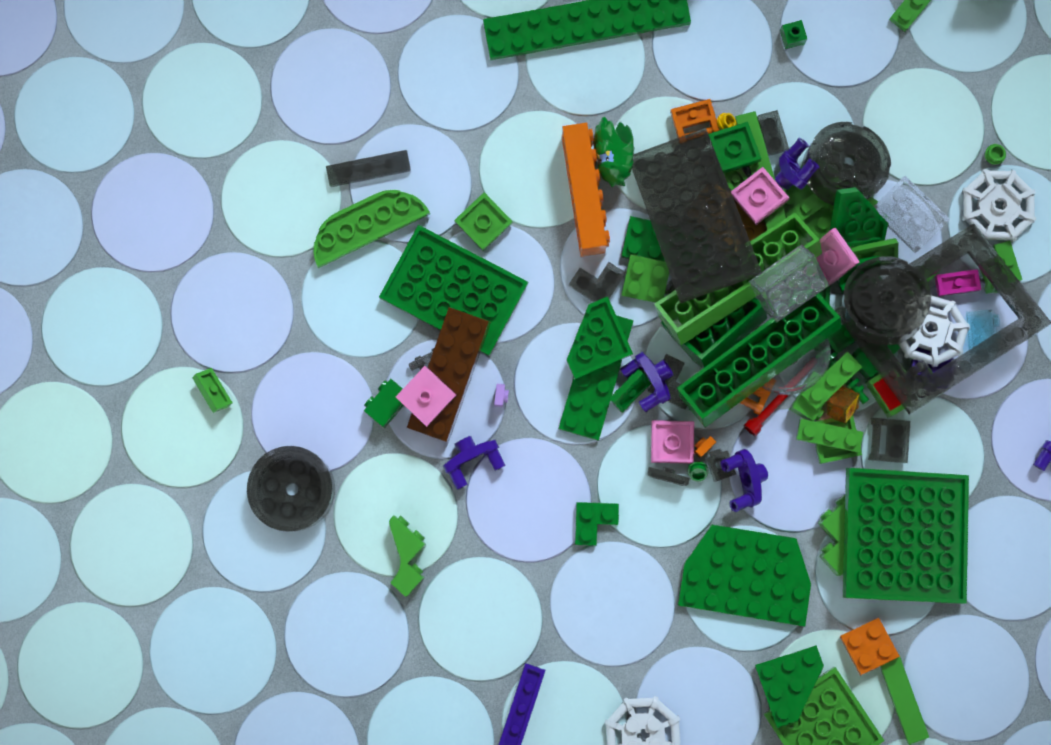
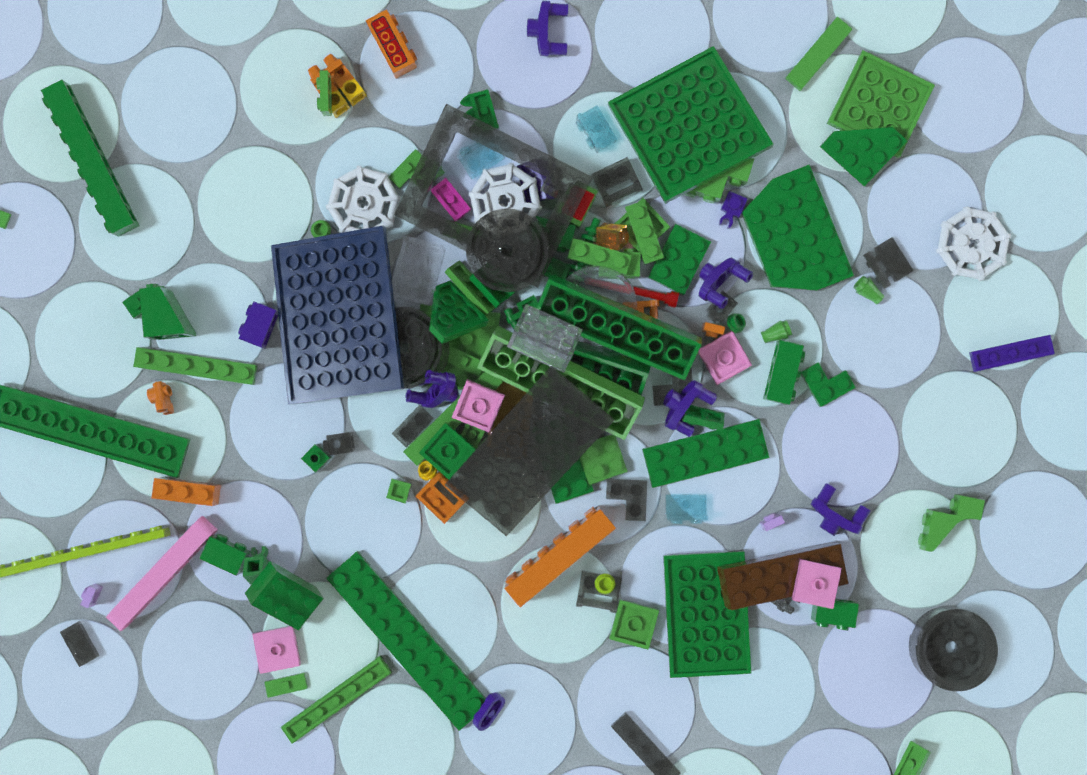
camera: 120 degrees left, 5 degrees up
(366, 223) = (695, 722): bright green plate -> none
(484, 53) = (489, 710): none -> dark purple plate
(535, 213) = (587, 585): none -> clear smoke plate
(535, 215) = (604, 583): none -> lime plate
(558, 327) = (685, 507): none -> clear light blue bracket
(598, 340) = (680, 468): green plate -> none
(614, 151) = (511, 550): green head -> none
(627, 487) = (784, 372): none -> green brick
(658, 610) = (867, 289): none -> bright green cone
(667, 475) = (754, 345): clear smoke plate -> none
(668, 505) = (777, 332): none -> bright green cone
(671, 651) = (892, 259): none -> clear smoke plate
(722, 88) = (398, 490): none -> bright green plate
(785, 456) = (681, 259): none -> green plate
(792, 67) = (346, 440): none -> clear smoke brick
(806, 533) = (732, 207): none -> dark purple plate
(835, 257) = (494, 312): bright pink plate -> none
(869, 646) = (794, 103): orange plate -> none
(911, 121) = (337, 316): none -> dark blue plate
(941, 52) = (258, 324): none -> dark purple brick
(948, 451) = (596, 129): none -> clear light blue bracket
(1025, 359) = (482, 107): none -> green plate

